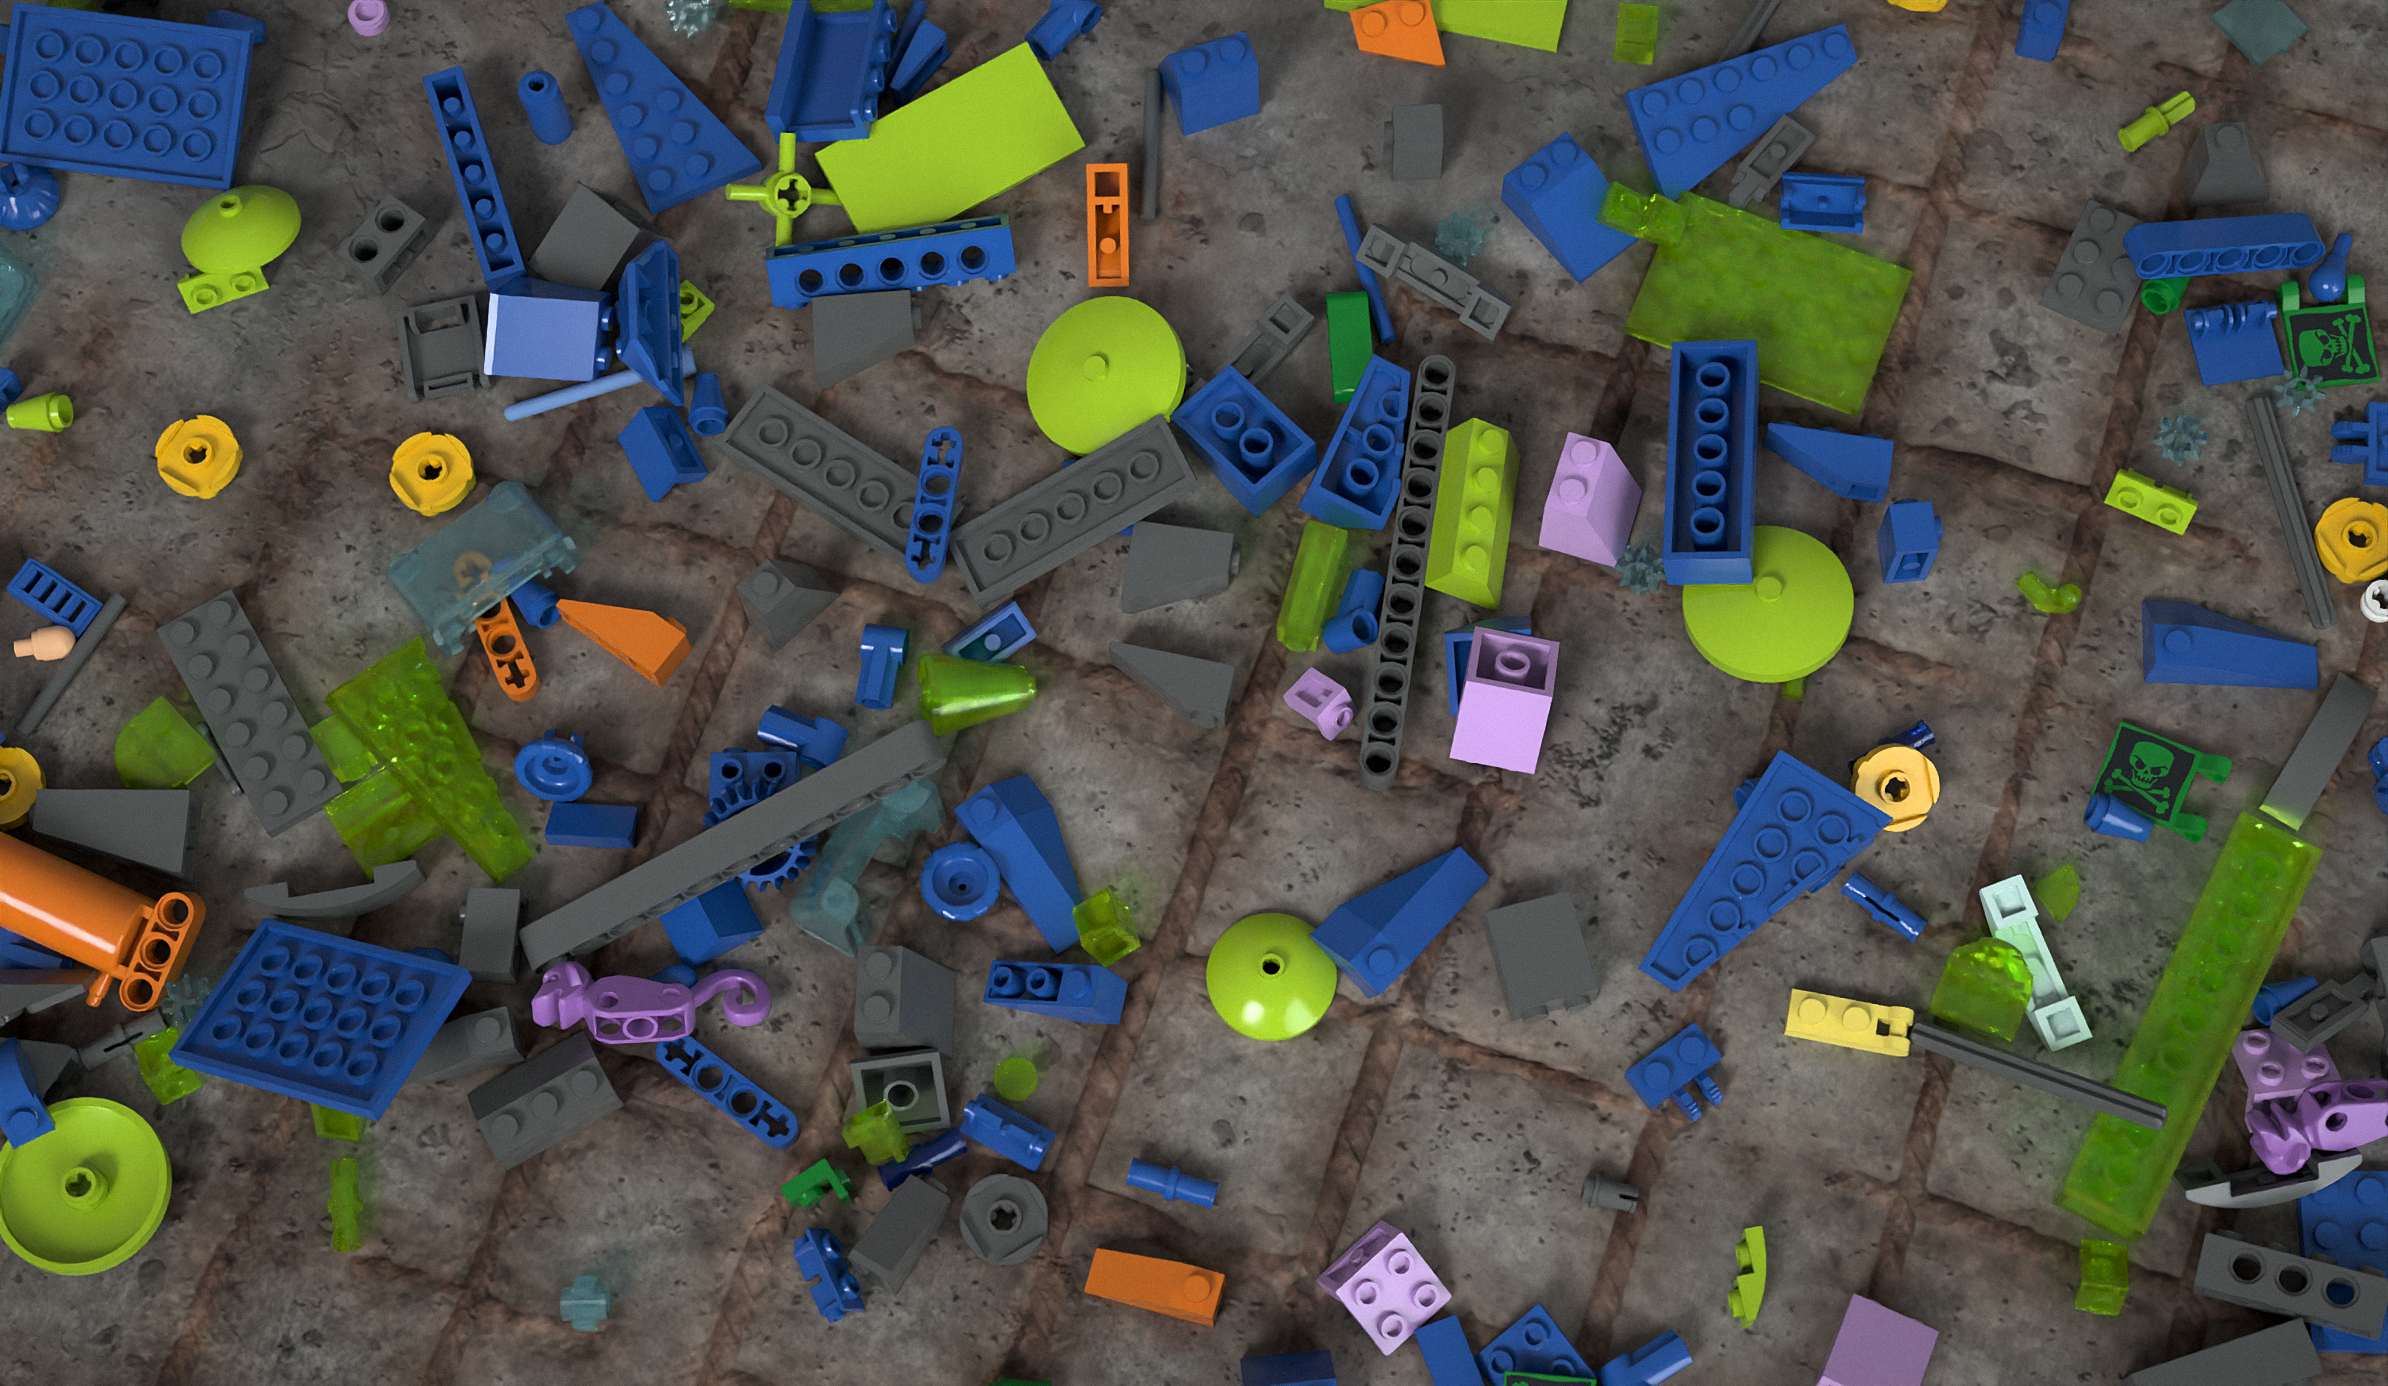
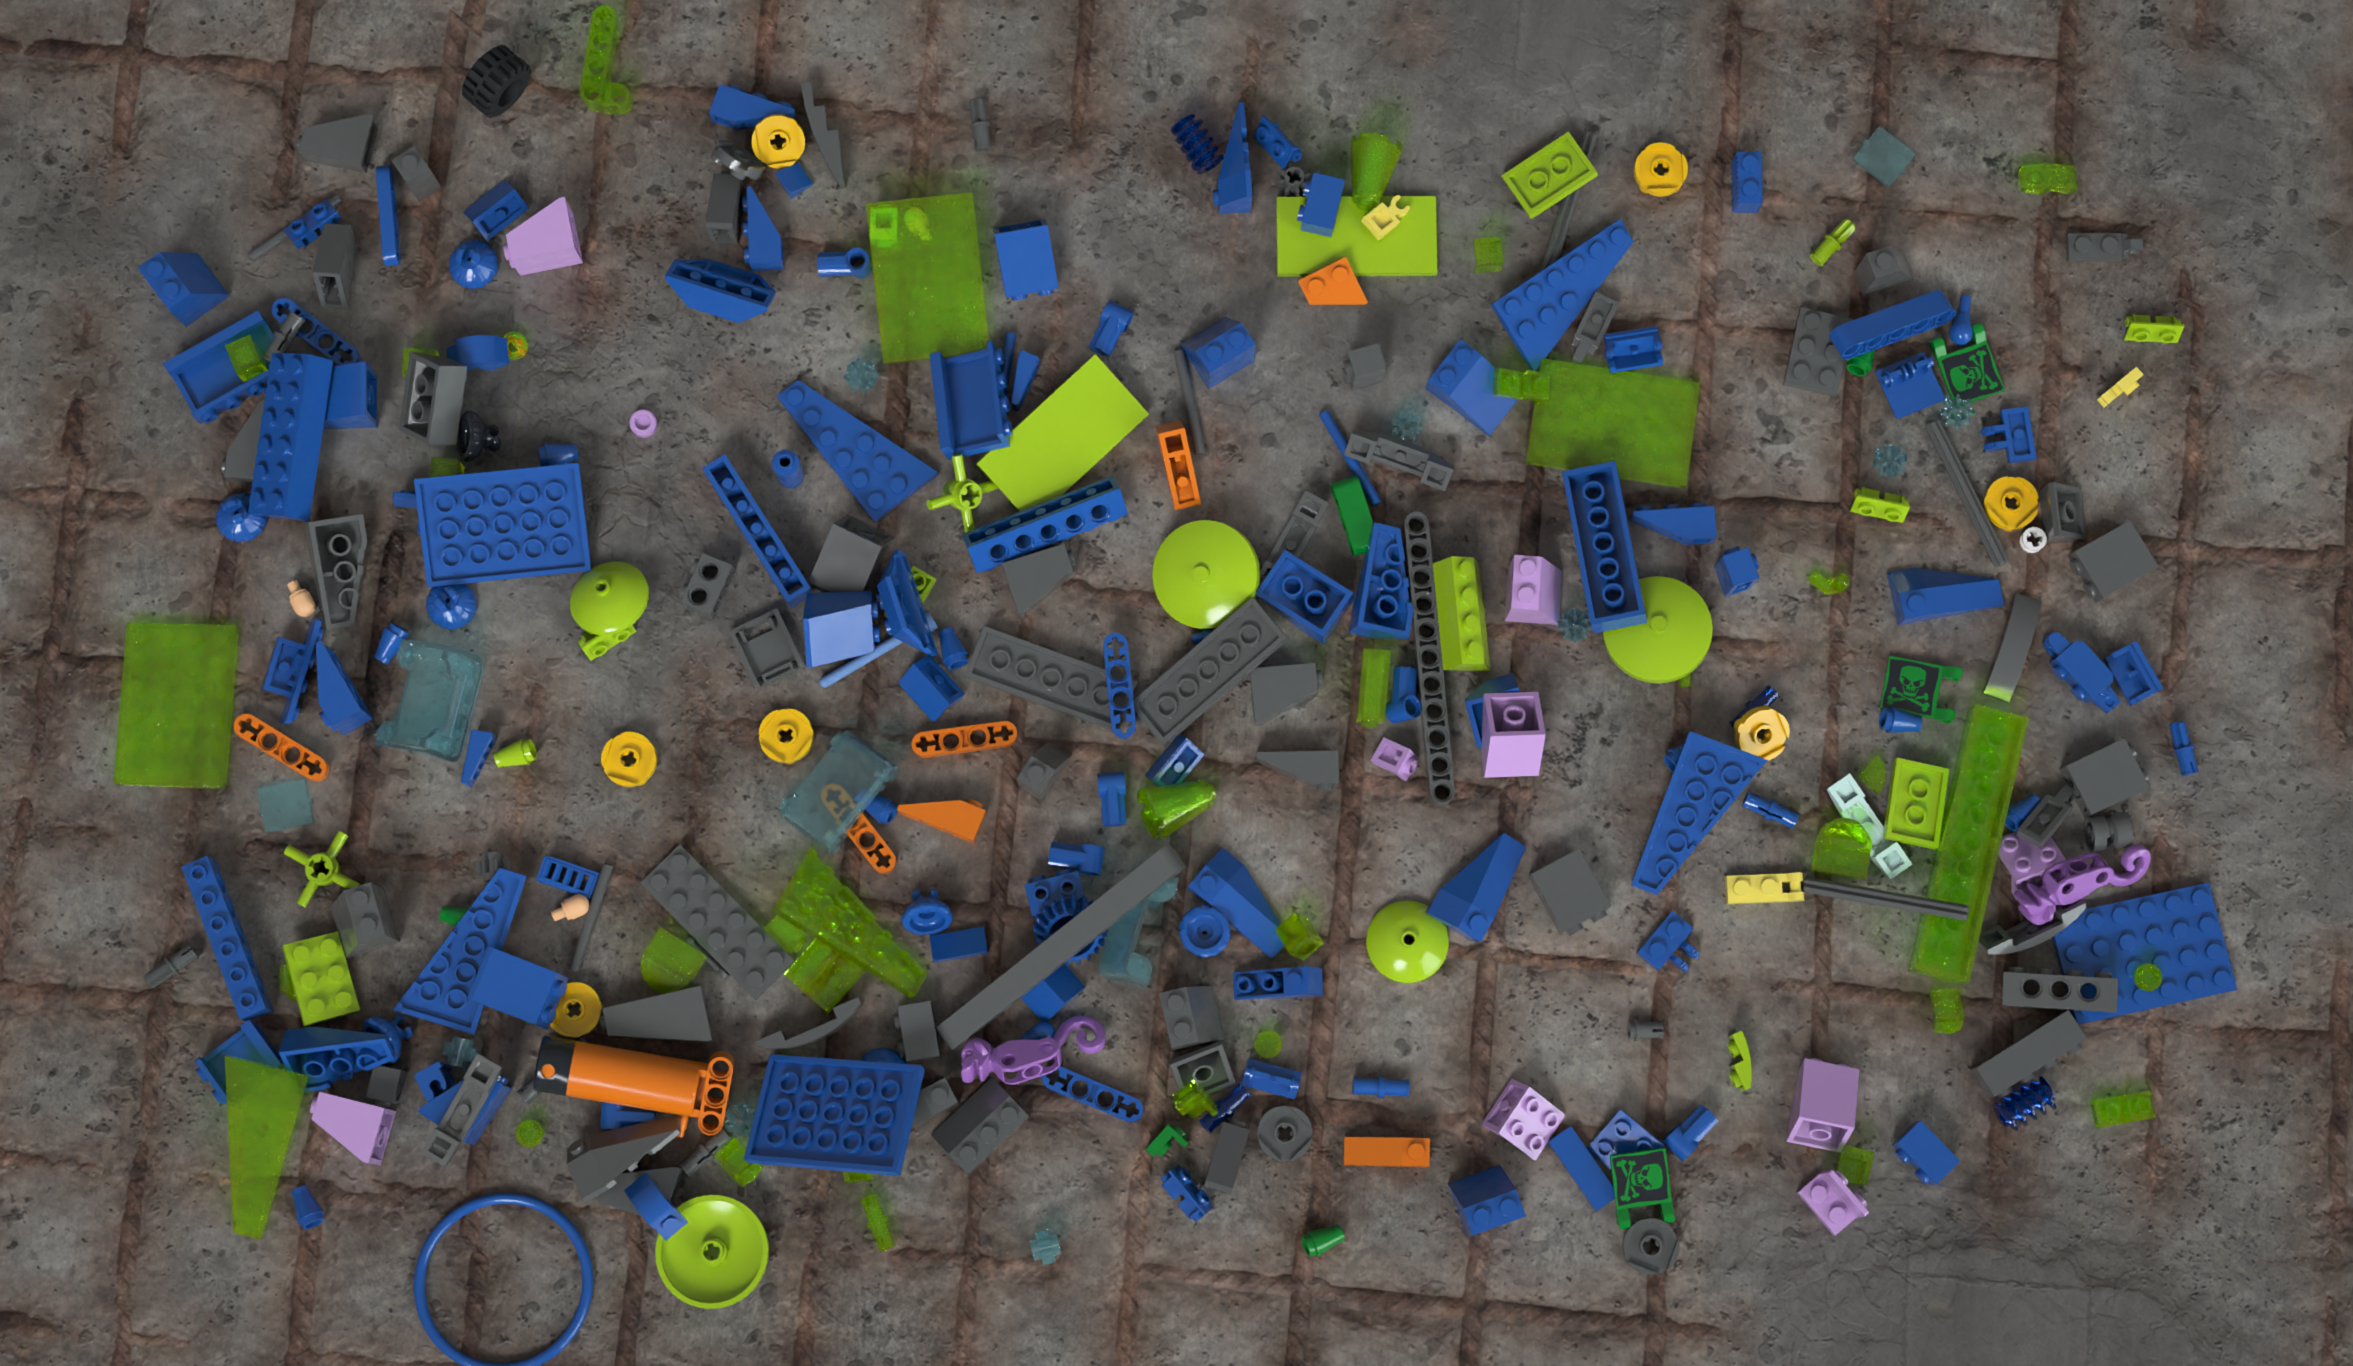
camera: 20 degrees left, 10 degrees up
(690, 529) = (964, 734): none -> orange beam
(2117, 946) = (1915, 803): none -> lime plate

